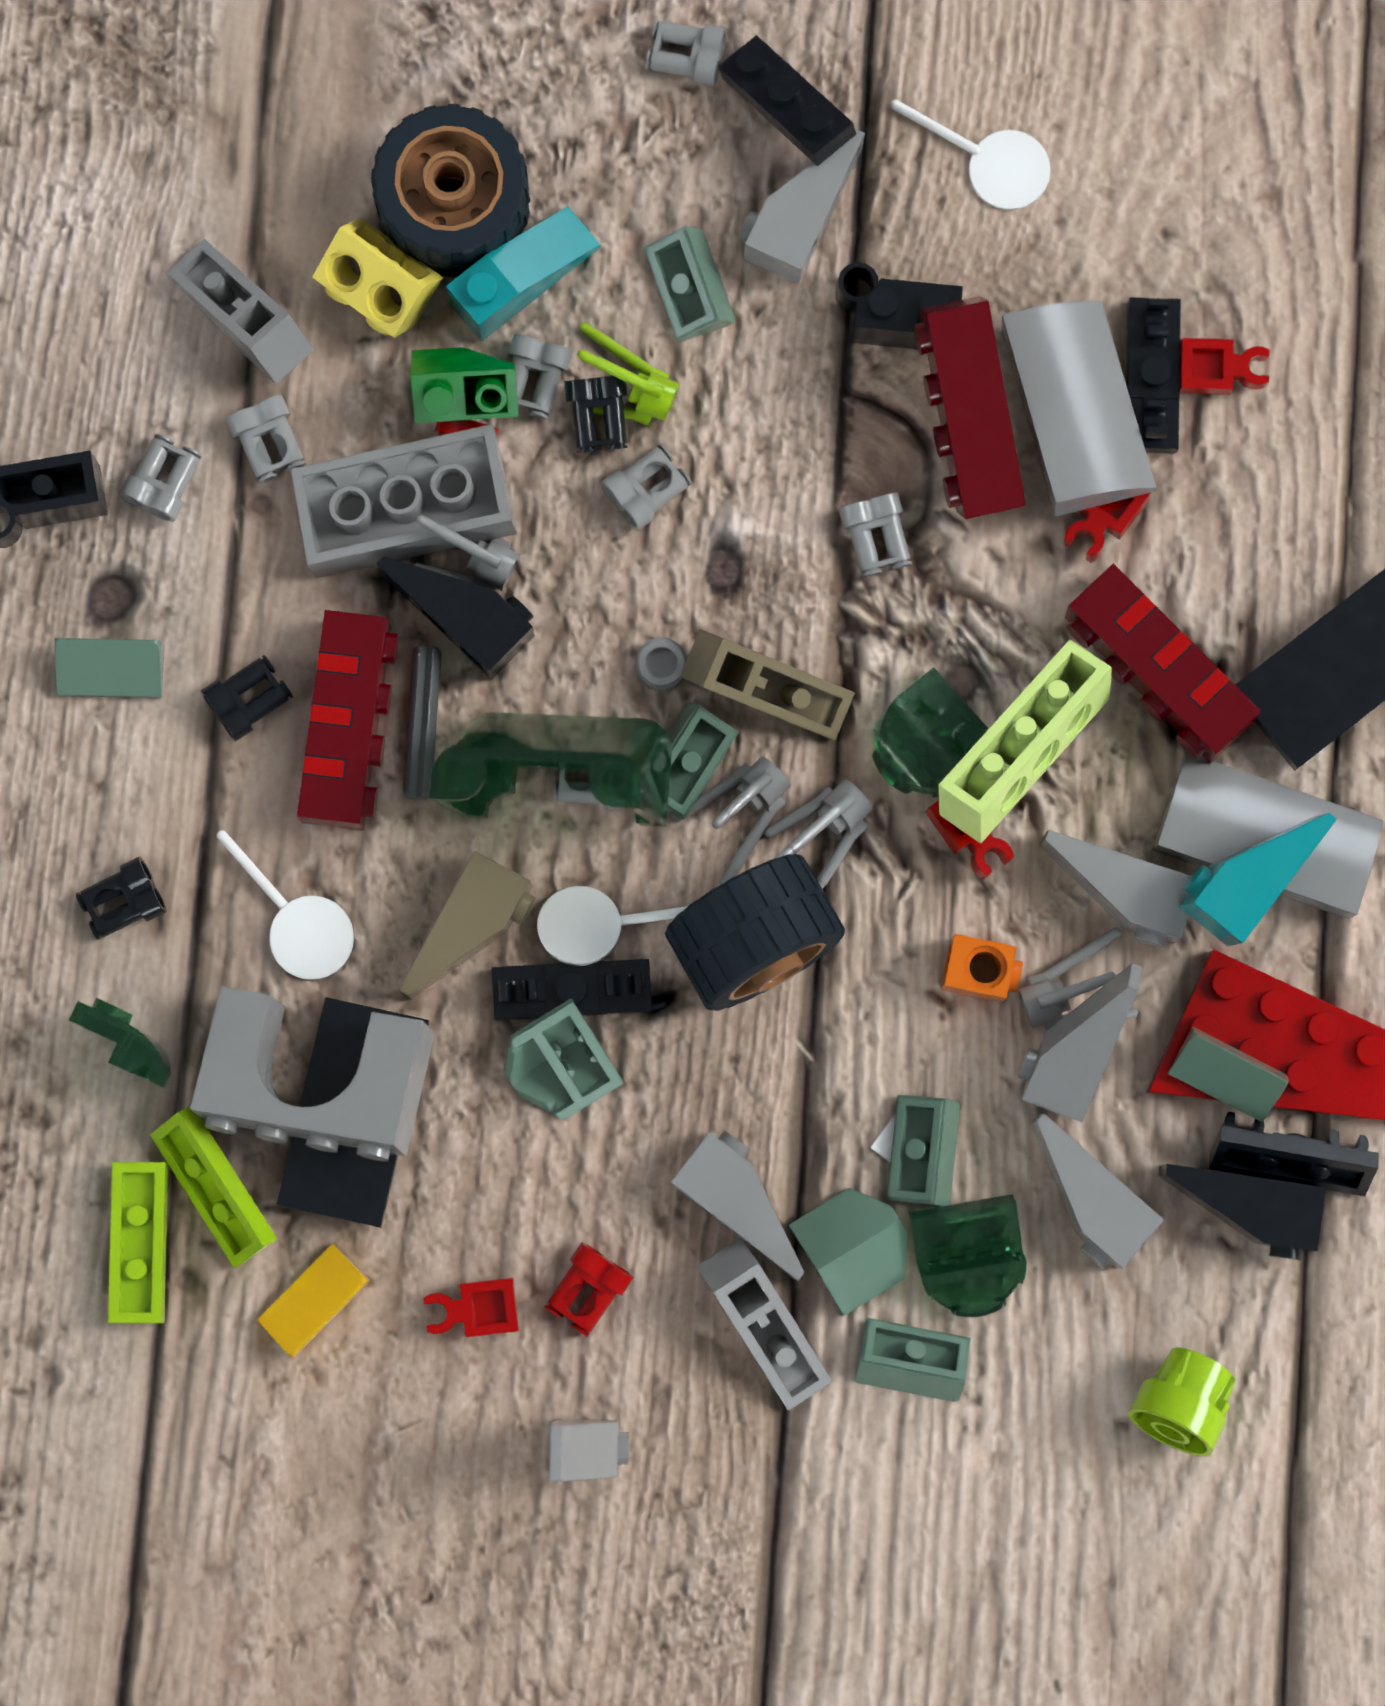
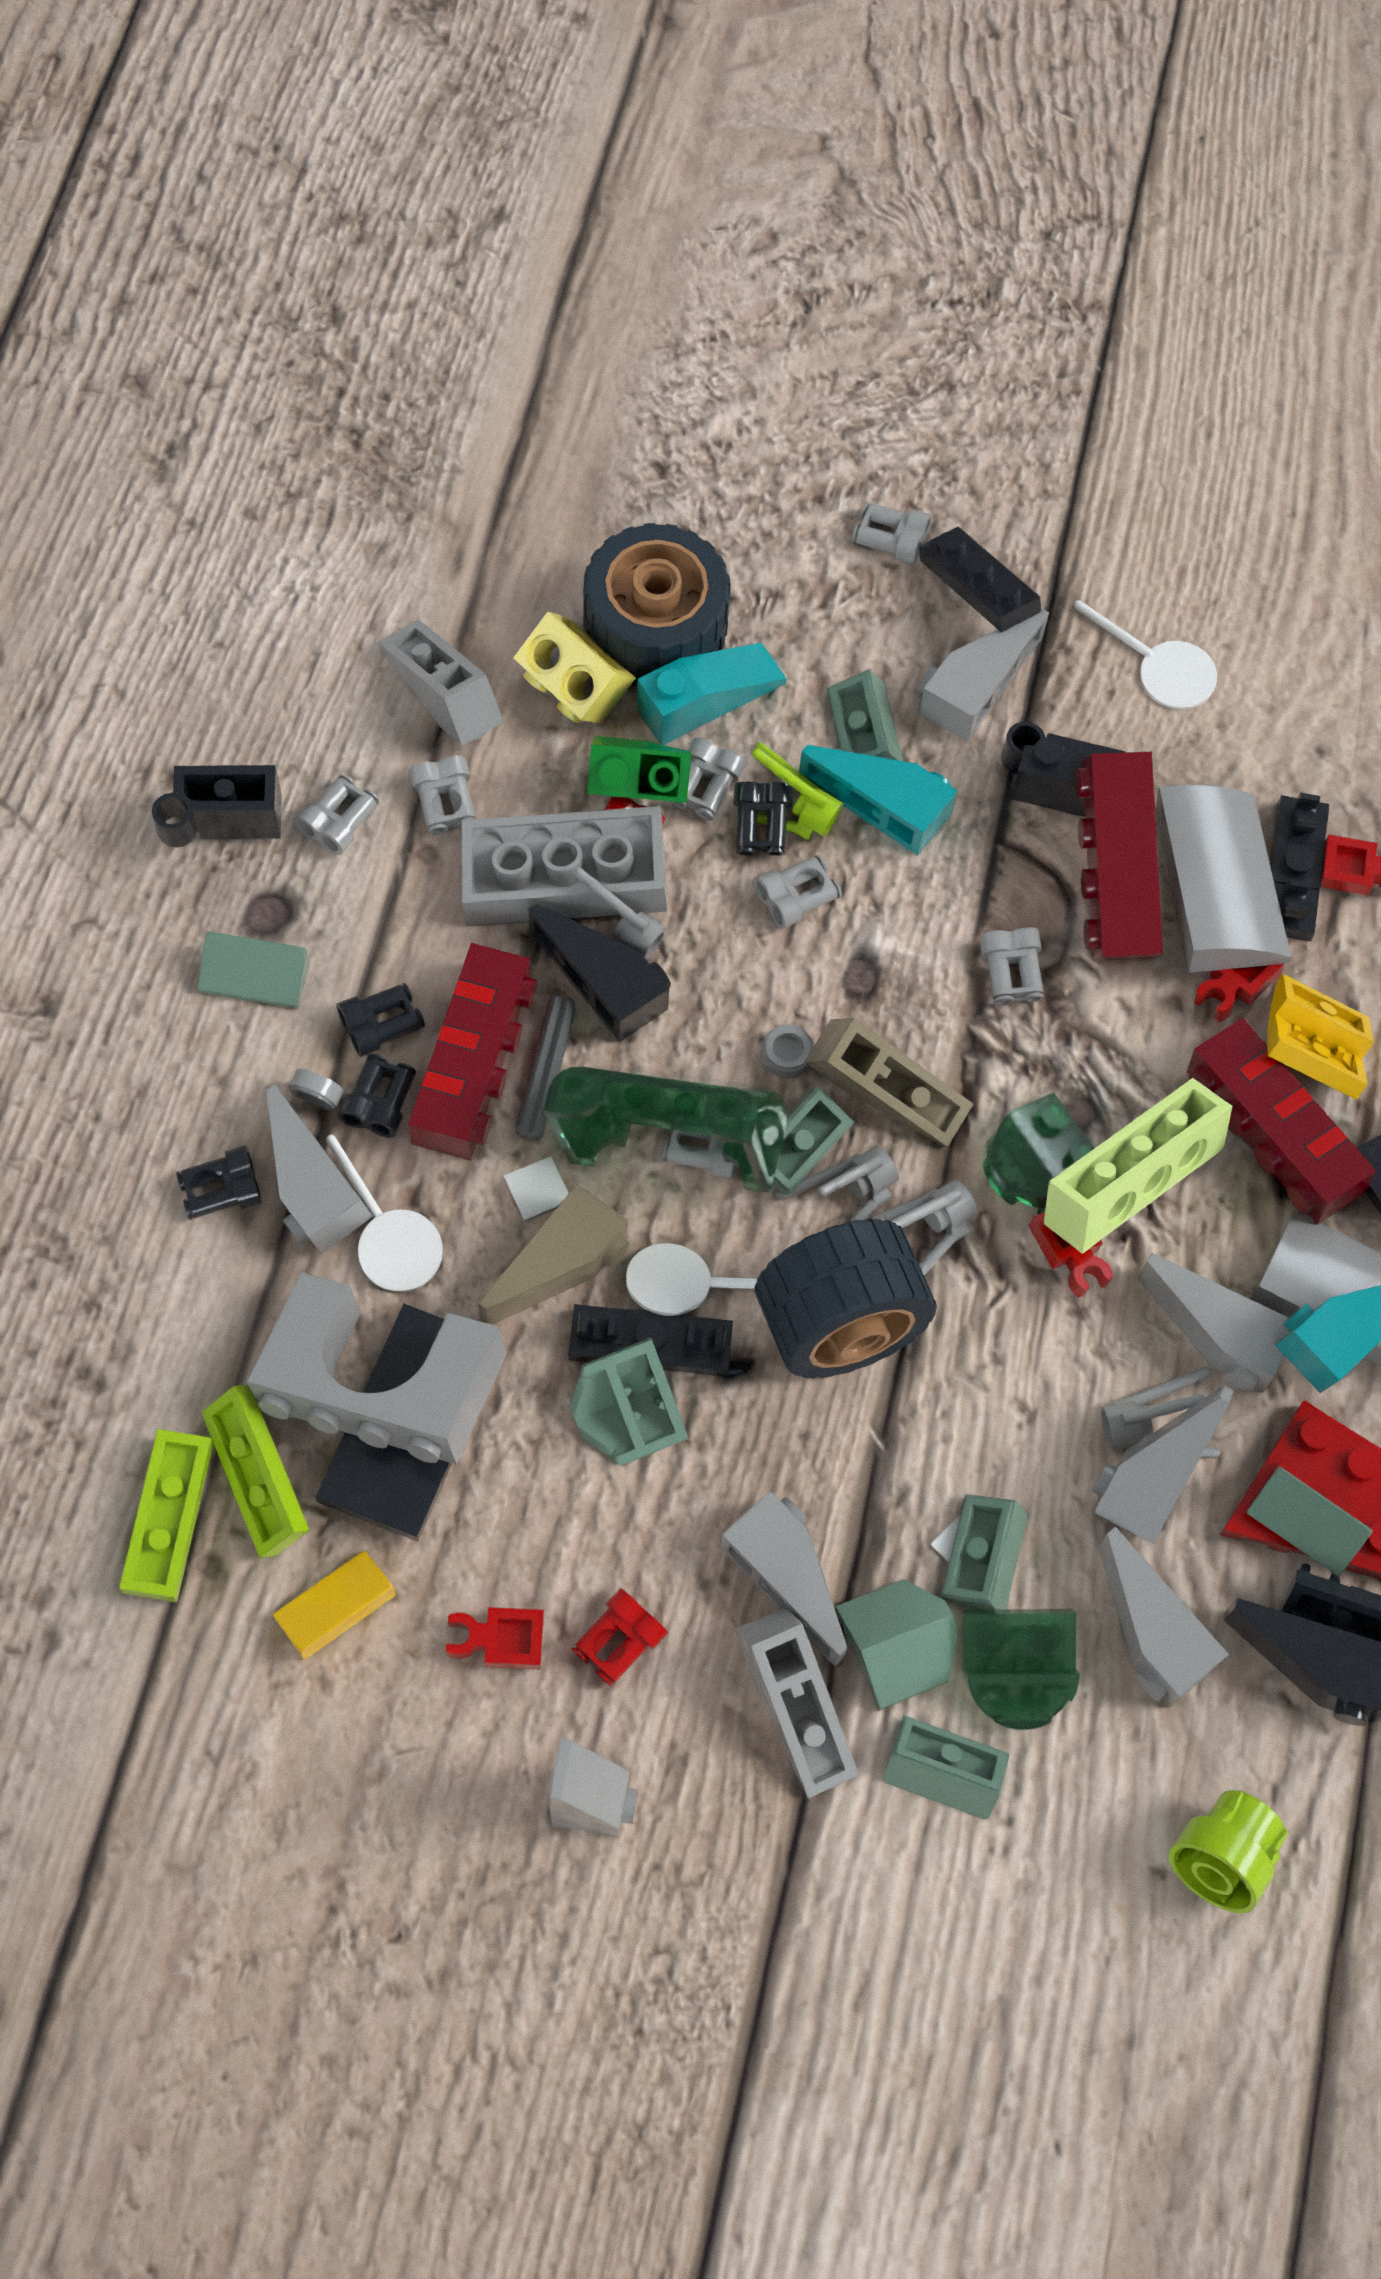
camera: 10 degrees right, 15 degrees down
(134, 1049) = (193, 1304): clear green slope -> none
(197, 787) = (315, 1089): none -> light grey tile
(209, 885) = (309, 1182): none -> light grey slope
(256, 799) = (372, 1112): none -> black piece
(435, 849) = (537, 1188): none -> white sticker
(723, 364) = (885, 792): none -> teal slope
(957, 968) = (1048, 1394): orange brick -> none
(1192, 567) = (1319, 1036): none -> yellow slope

